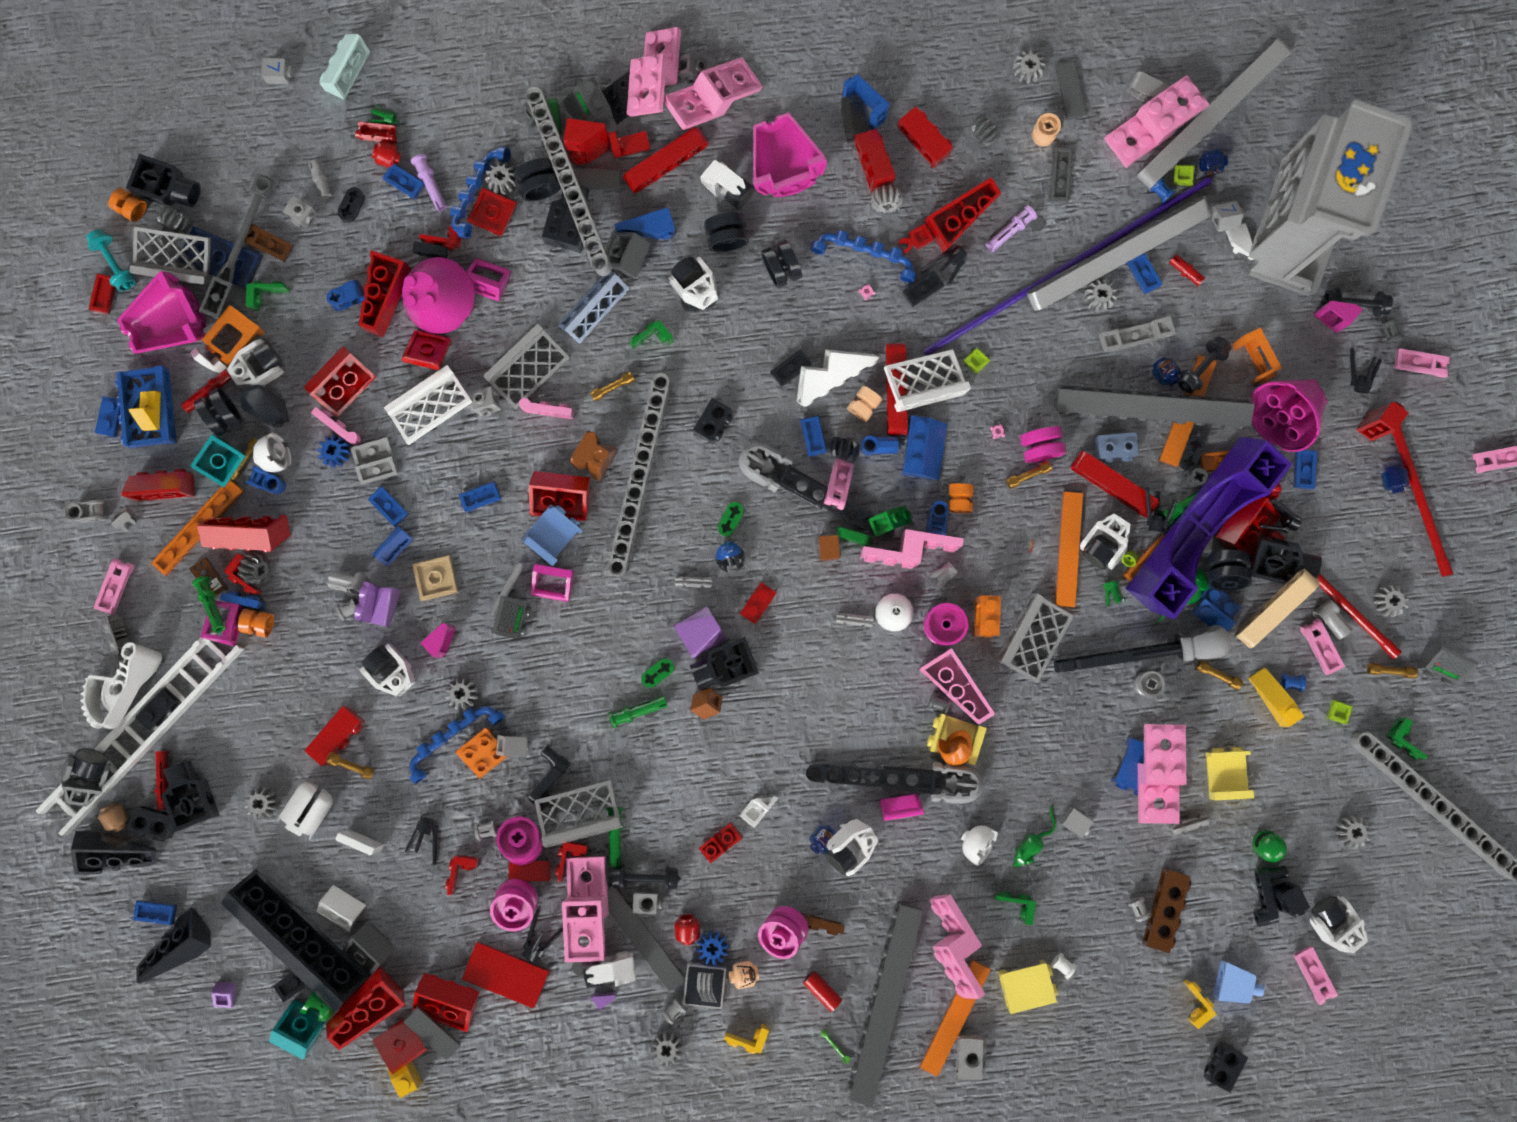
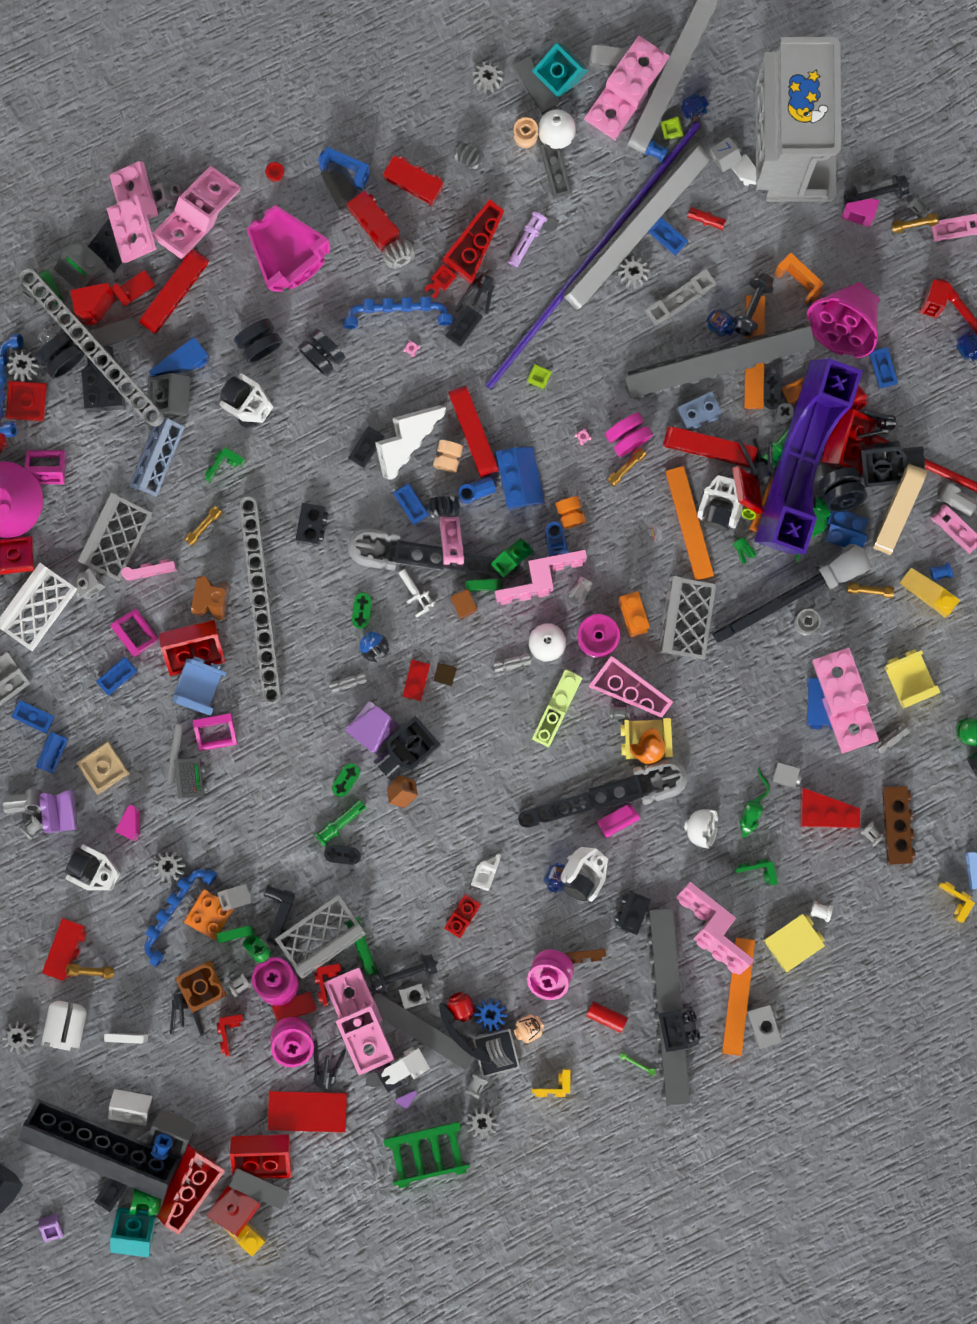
camera: 20 degrees left, 0 degrees up
(353, 960) = (162, 1144): none -> blue bush
(448, 819) = (200, 986): none -> dark orange piece
(500, 780) = (235, 934): none -> green beam
(501, 465) = (116, 626): none -> dark pink tile
(516, 802) = (259, 946): none -> green beam
(595, 1040) = (432, 1135): none -> green fence
(631, 738) = (342, 860): none -> black beam
(686, 983) = (448, 1019): none -> black slope
(722, 180) = (235, 292): white piece -> none
(787, 521) = (415, 592): none -> white piece
(787, 607) = (445, 674): none -> dark brown tile
(799, 84) = (274, 171): none -> red tile
(881, 678) = (557, 708): none -> yellowish green slope
(882, 899) = (632, 913): none -> black bracket
(887, 1031) = (679, 1029): none -> black bracket
(934, 394) = (511, 422): white fence -> none
(1076, 136) = (556, 128): none -> white cylinder
(1099, 83) = (560, 69): none -> teal slope
(1100, 871) = (826, 812): none -> red wedge
(1138, 538) = (748, 490): none -> red plate
(1363, 383) = (909, 266): black plant -> none
(1402, 345) = (899, 226): none -> pearl gold bar

